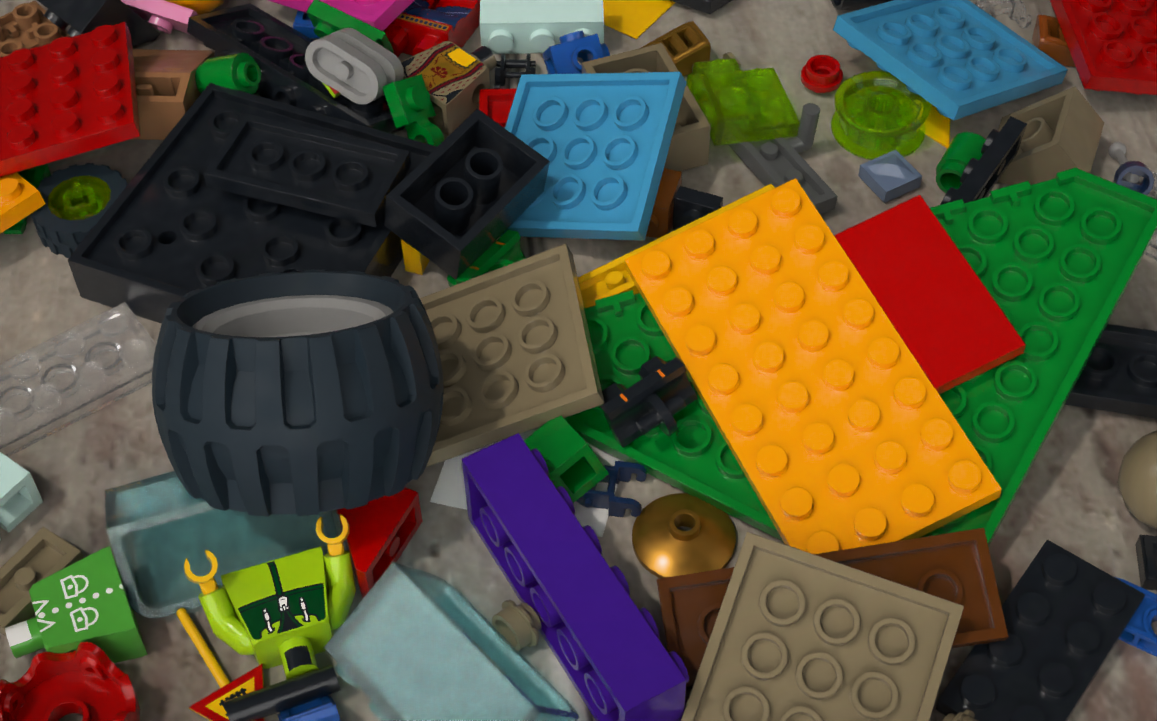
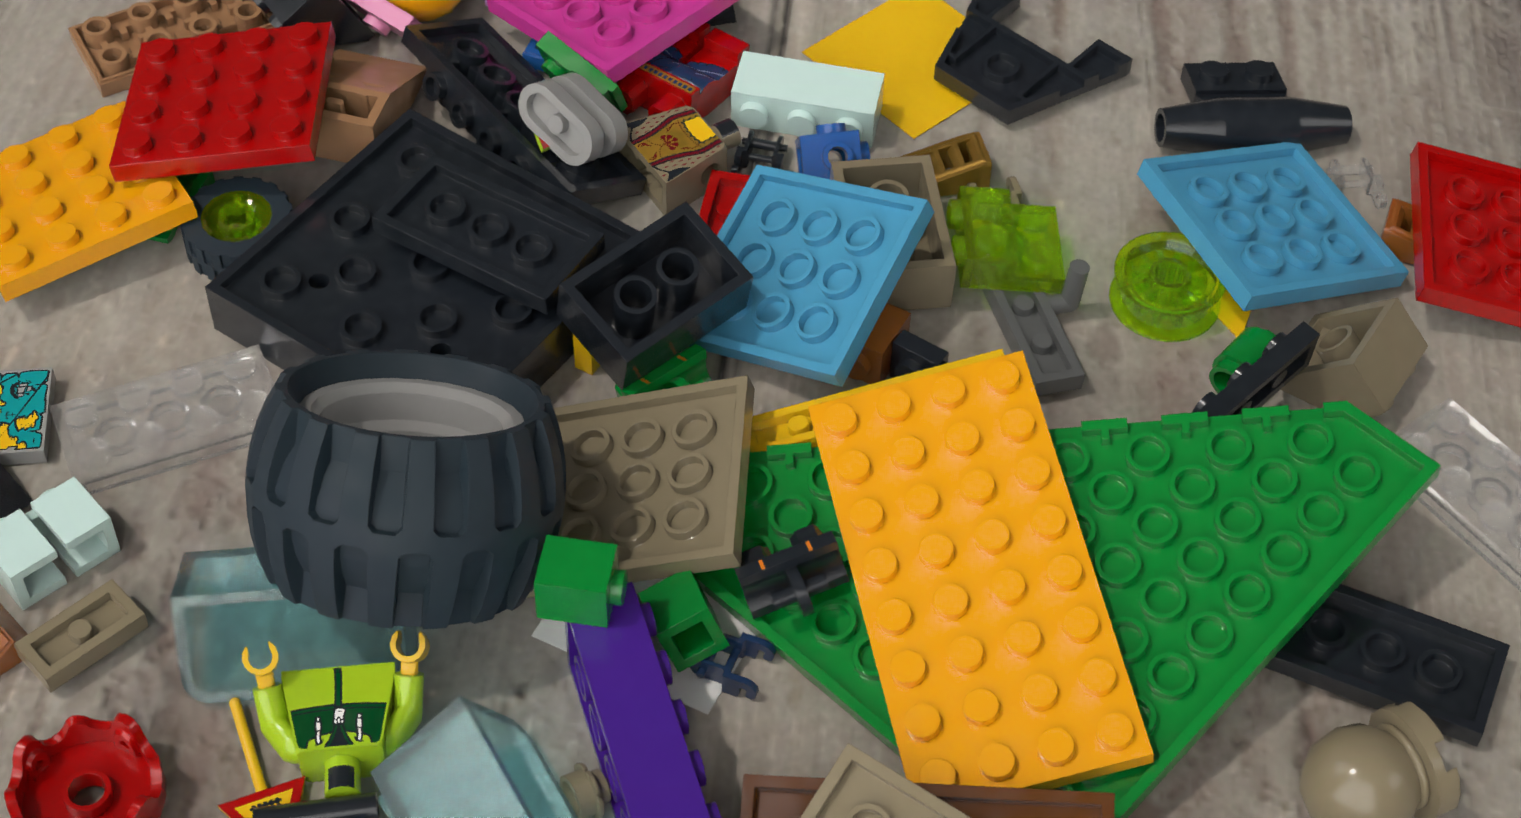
camera: 10 degrees right, 0 degrees up
(80, 606) = (128, 674): bright green torso -> none
(229, 71) = (436, 100): green brick -> none
(380, 534) = (466, 660): red slope -> none
(411, 108) = (626, 177): green plate -> none
(475, 440) = (578, 581): none -> green brick
(675, 552) = (785, 750): pearl gold dish -> none
(822, 74) = (1115, 223): red plate -> none
(890, 176) = (1158, 361): sand blue tile -> none
(931, 294) = (1137, 515): red tile -> none
(1131, 171) = (1431, 415): dark blue hinge -> none

